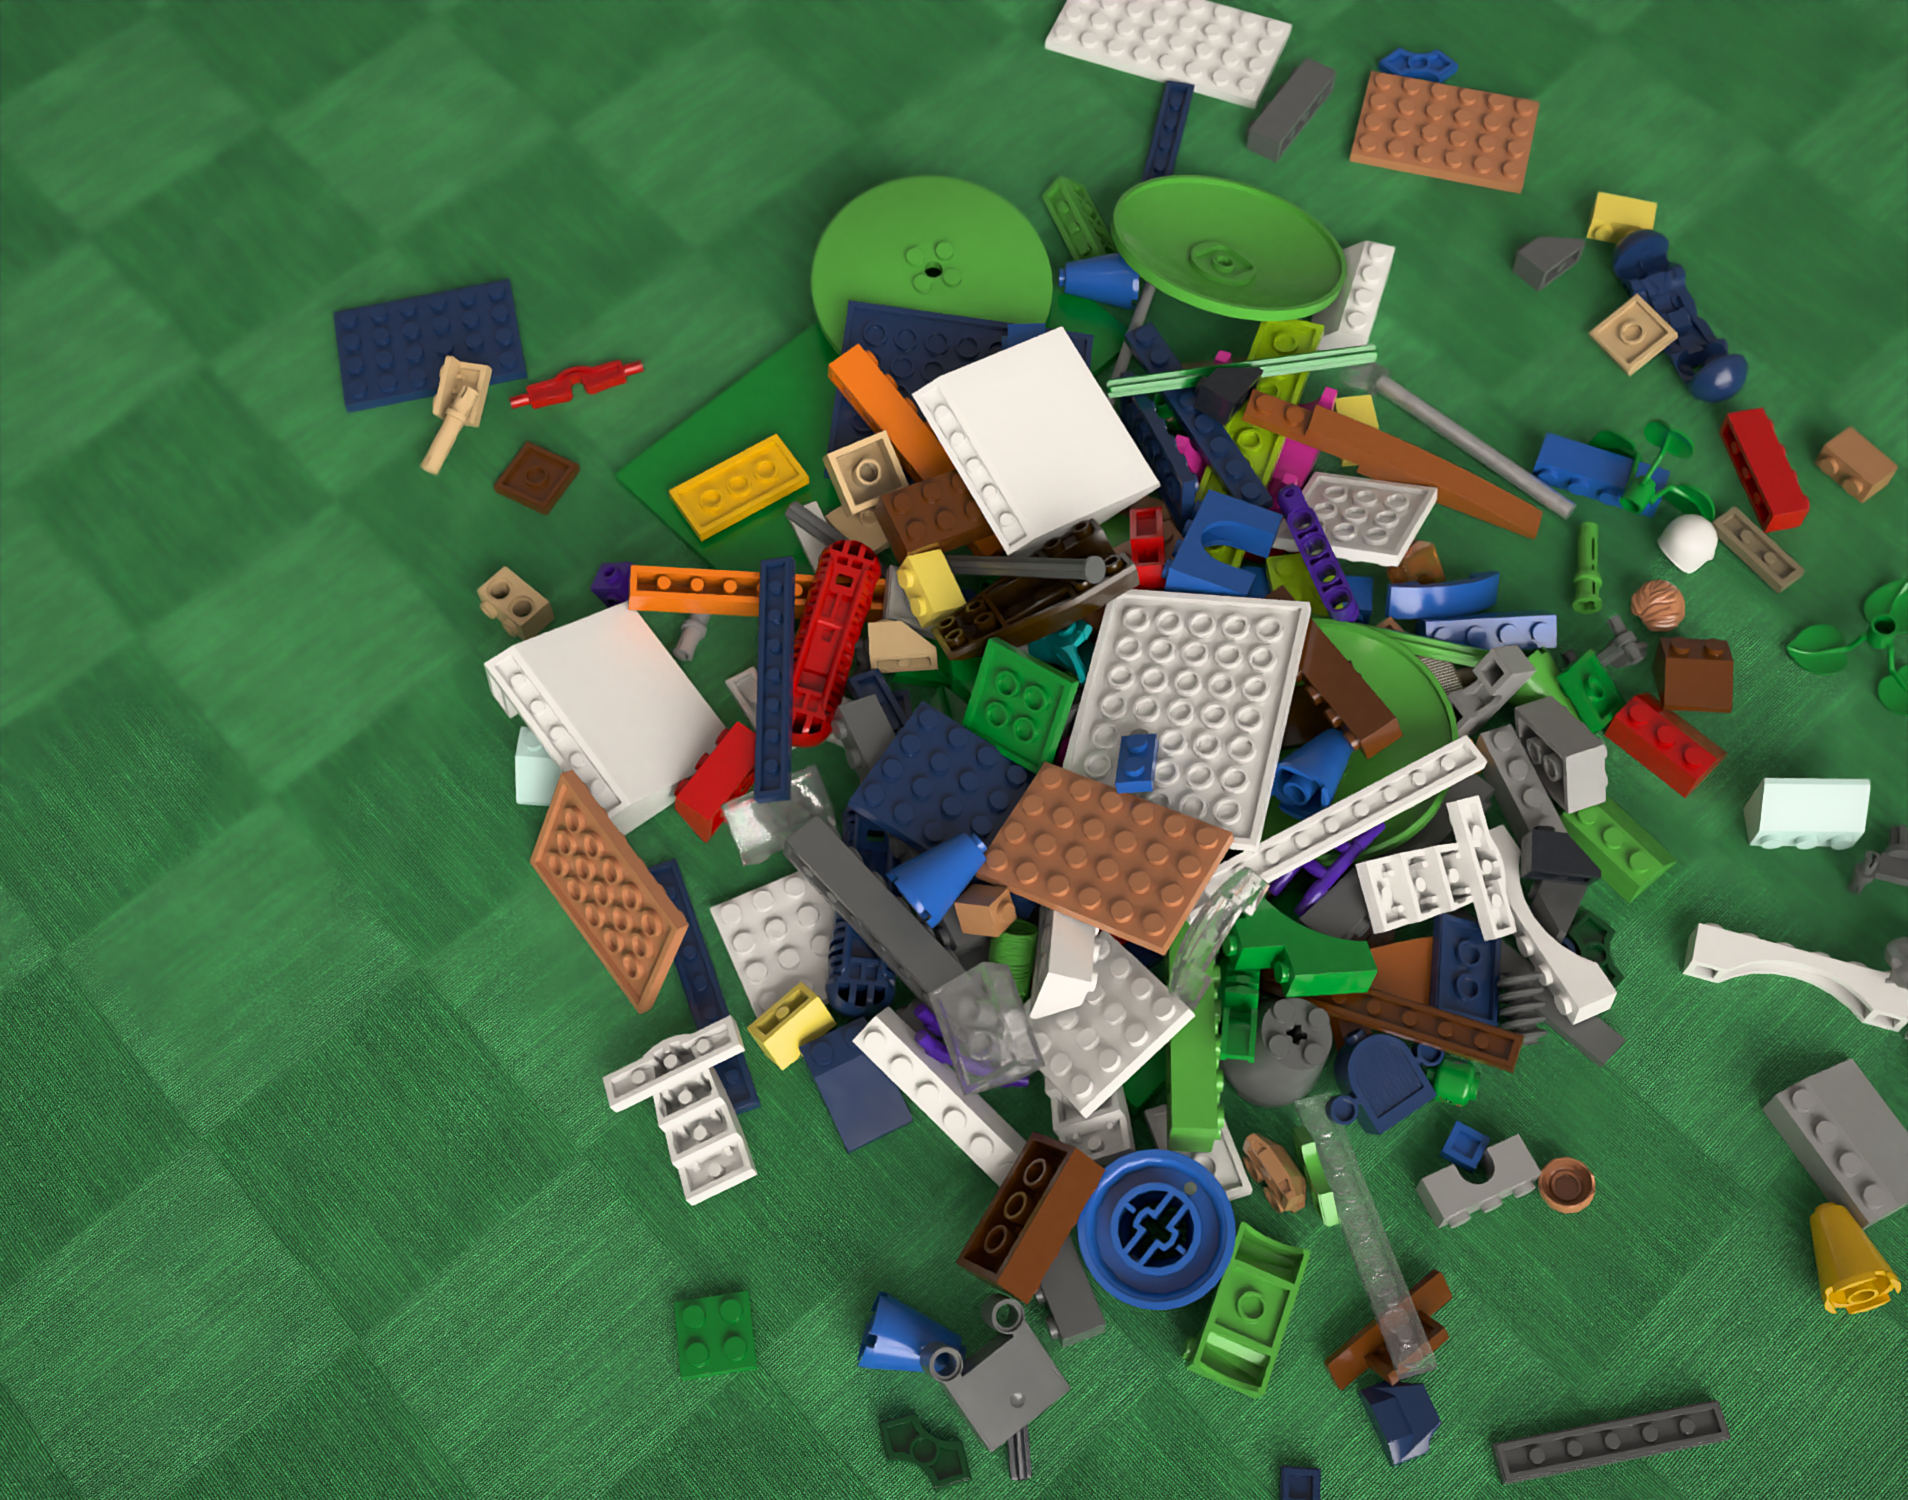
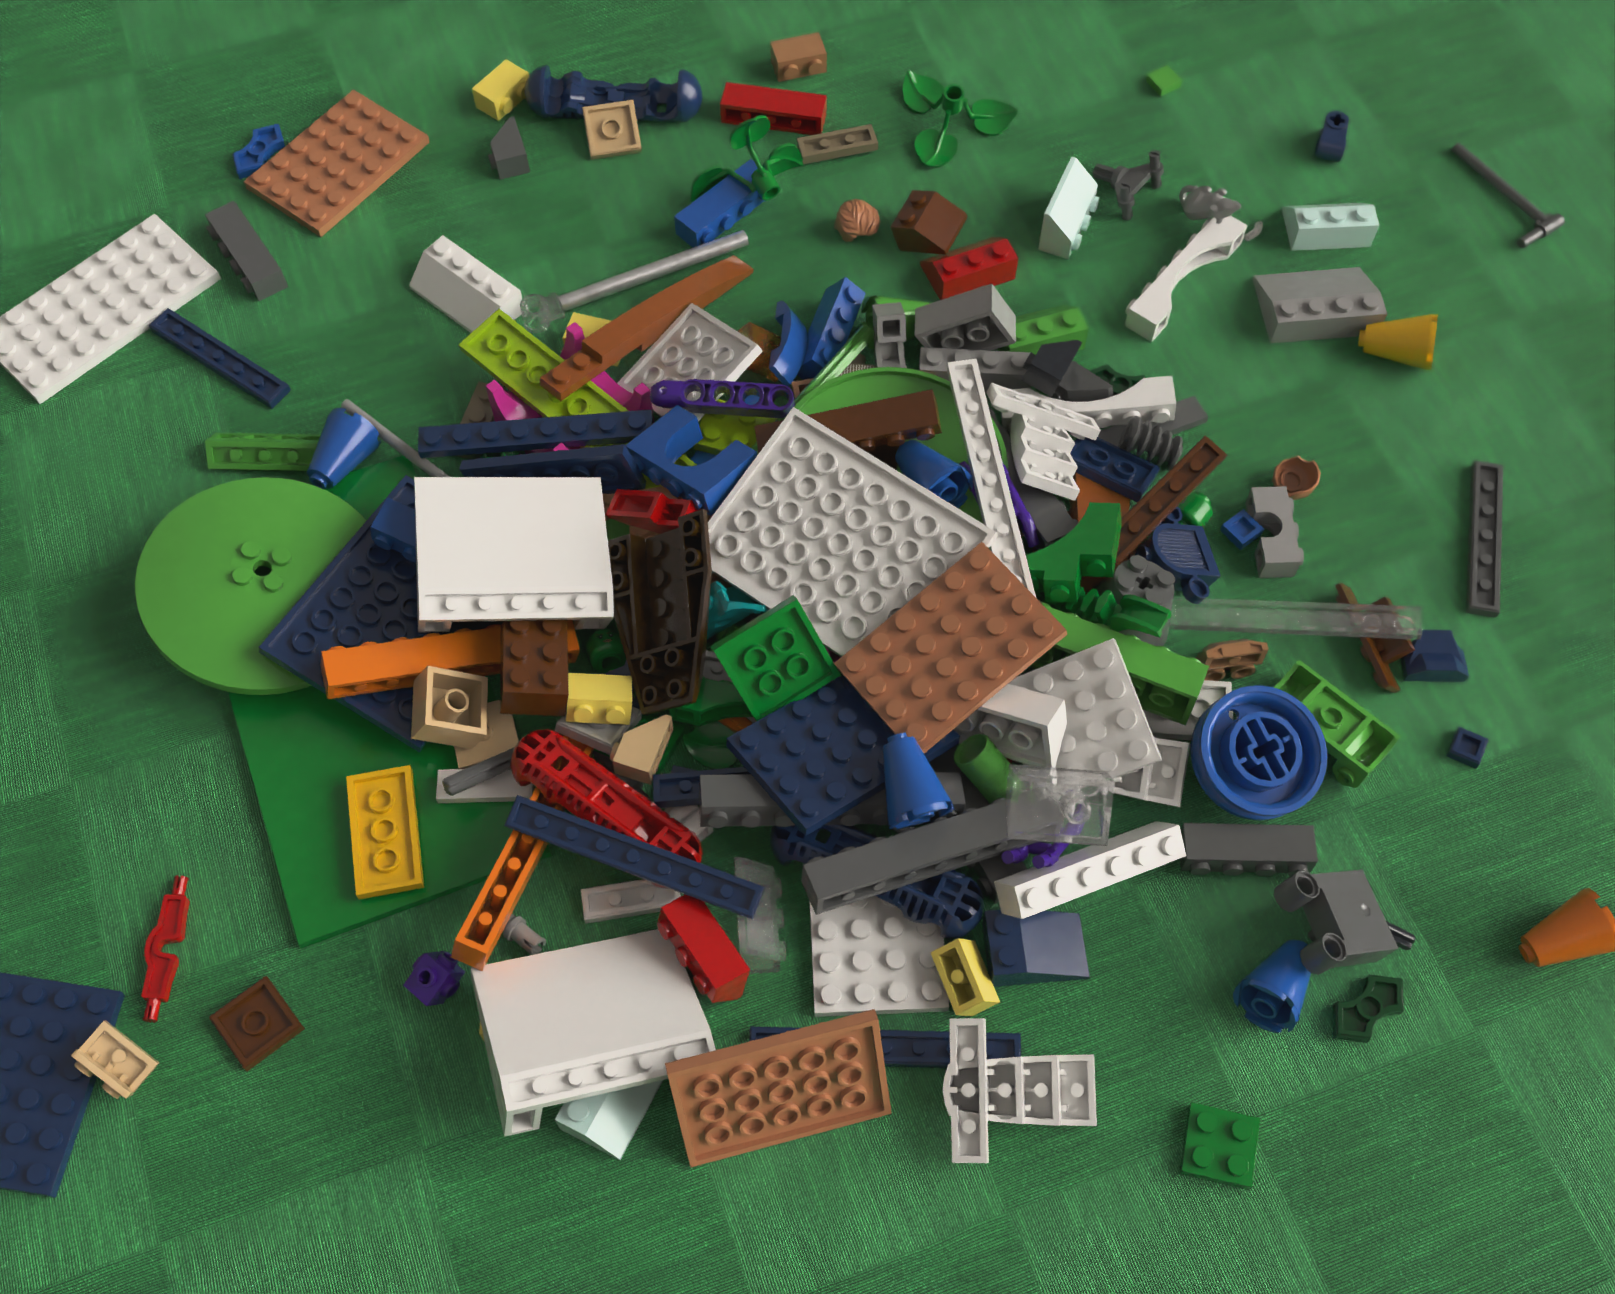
camera: 70 degrees left, 0 degrees up
(452, 425) = (153, 1087): tan pin -> none
(519, 600) = (398, 1079): tan brick -> none
(985, 910) = (953, 761): medium nougat brick -> none
(1030, 1216) = (1226, 837): reddish brown brick -> none
(1088, 569) = (639, 602): dark grey axle -> none
(1137, 763) = (879, 589): blue plate -> none
(1208, 931) = (1034, 562): clear slope -> none
(1226, 392) = (534, 397): black slope -> none
(1228, 247) = (372, 345): bright green dish -> none
(1272, 367) = (514, 380): axle -> none
(1317, 1183) = (1220, 630): bright green tile -> none
(1587, 579) = (809, 252): bright green pin -> none
(1591, 691) = (914, 287): green plate -> none
(1620, 651) = (887, 260): dark grey axle -> none
(1689, 541) = (811, 177): white helmet -> none

